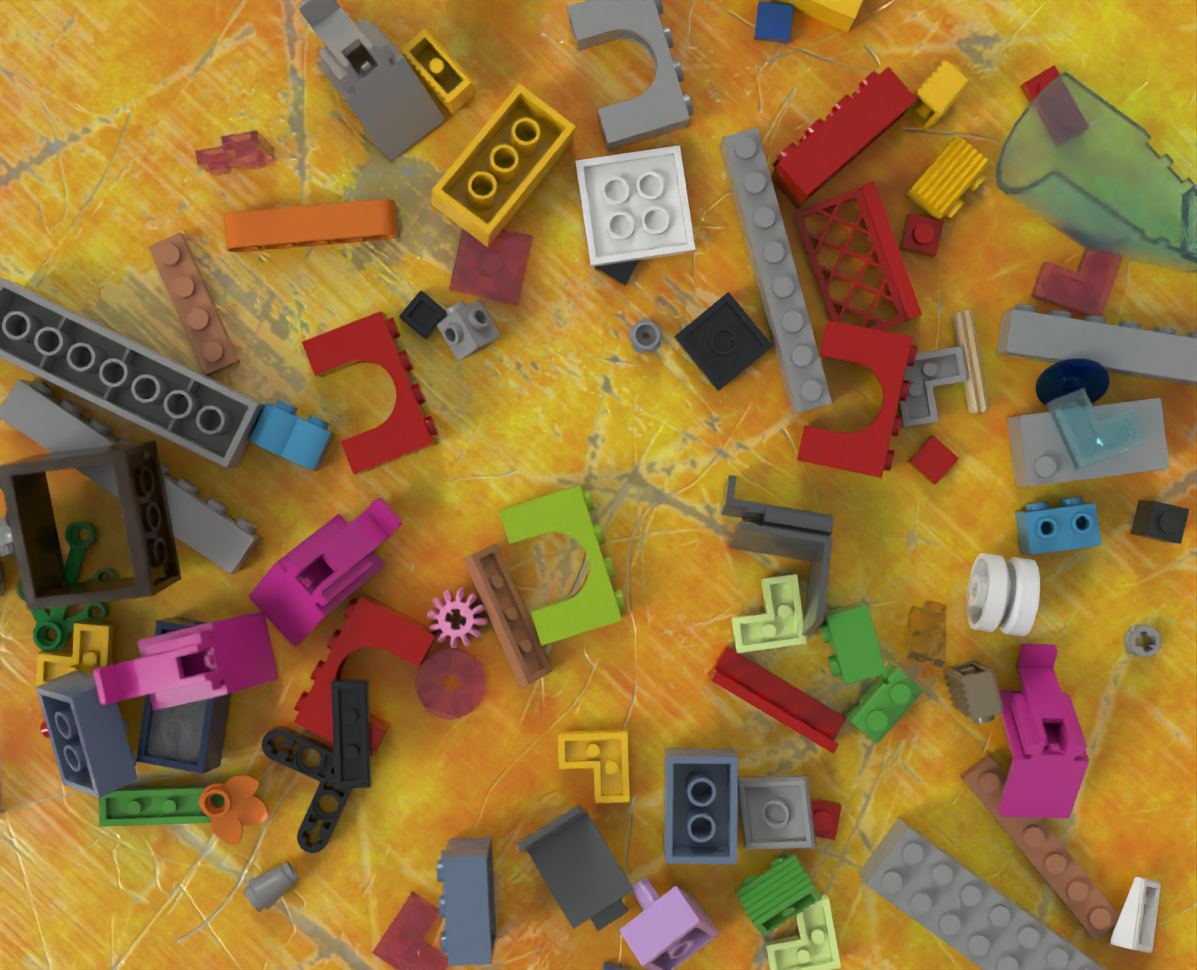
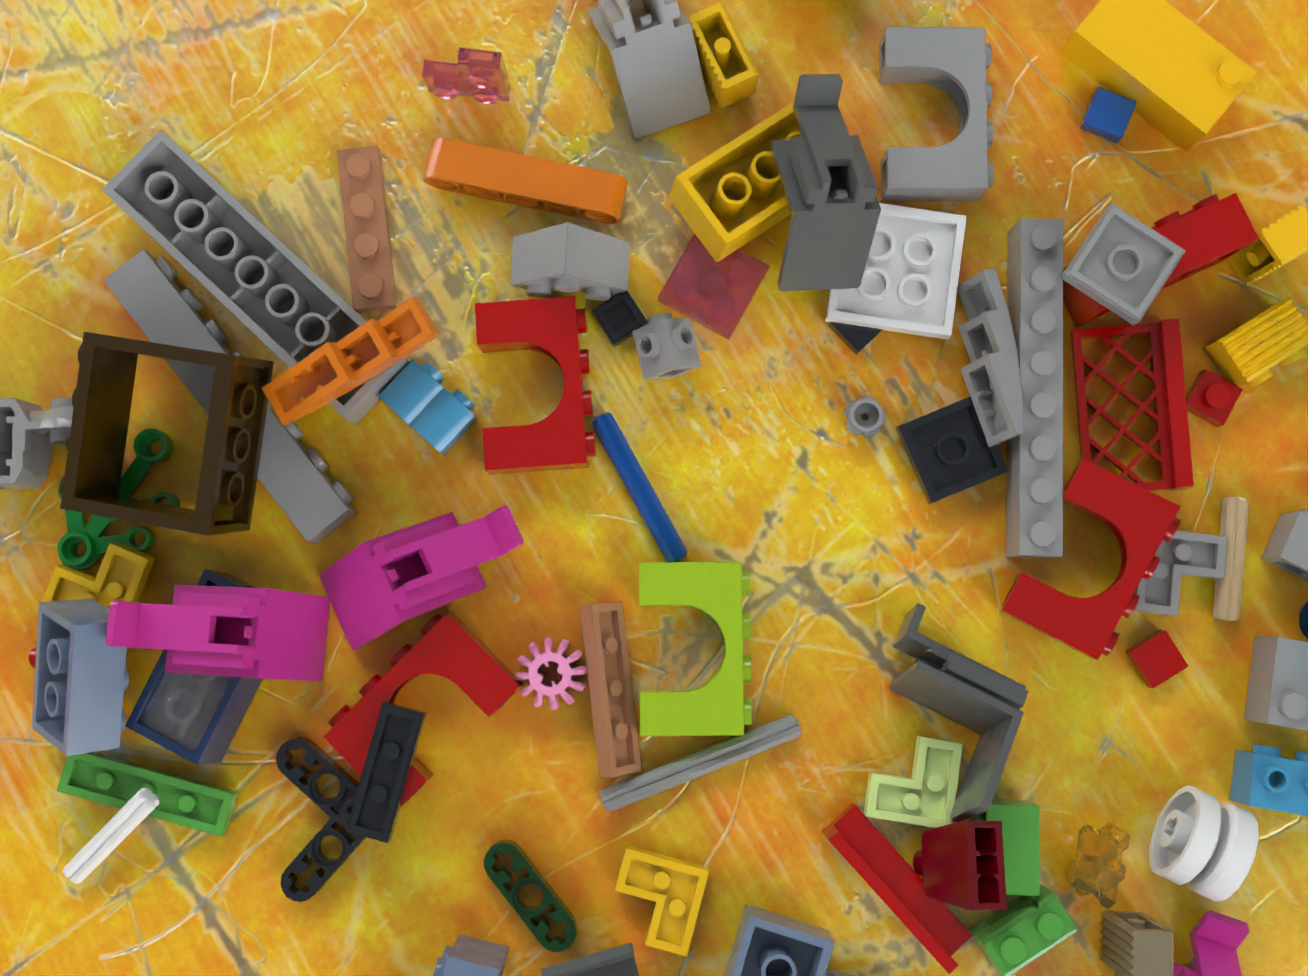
camera: 20 degrees right, 5 degrees down
(154, 847) = (111, 835): none -> white axle
(217, 421) = (351, 361): none -> orange slope
(239, 807) = (225, 820): orange plate -> none
(270, 886) = (231, 925): light grey cone -> none
(367, 283) = (570, 261): none -> light grey brick
(441, 665) = (495, 753): clear pink plate -> none
(481, 448) = (639, 487): none -> blue axle
(496, 807) = (558, 914): none -> dark green beam
(555, 167) = (827, 192): none -> dark grey piece
(596, 651) = (700, 763): none -> light grey axle
(737, 270) = (994, 367): none -> light grey slope
(812, 154) = (1123, 264): none -> light grey tile
(821, 667) = (964, 865): none -> dark red torso

